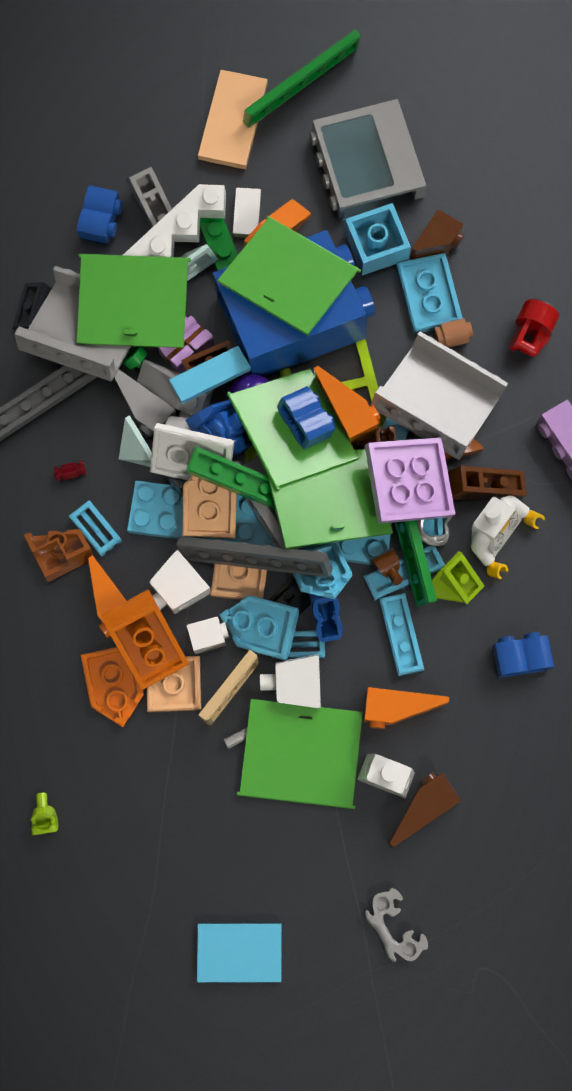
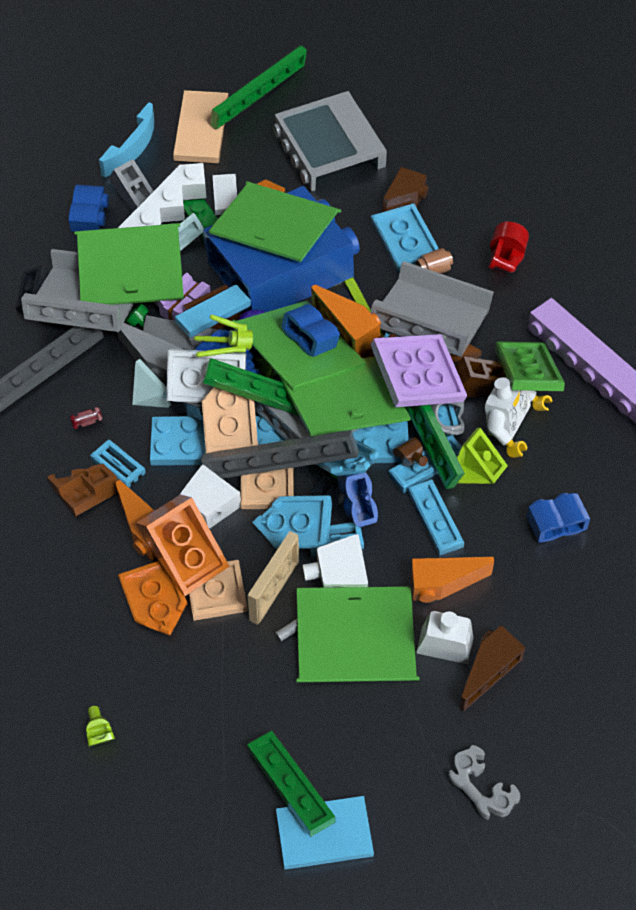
camera: 10 degrees left, 20 degrees down
(135, 153) = (132, 146): none -> medium azure slope
(207, 635) = (243, 538): white brick -> none
(214, 904) = (291, 784): none -> green plate
(230, 422) = (240, 338): none -> lime plant
(377, 239) = (352, 193): medium azure brick -> none
(526, 484) = (529, 366): none -> bright green tile

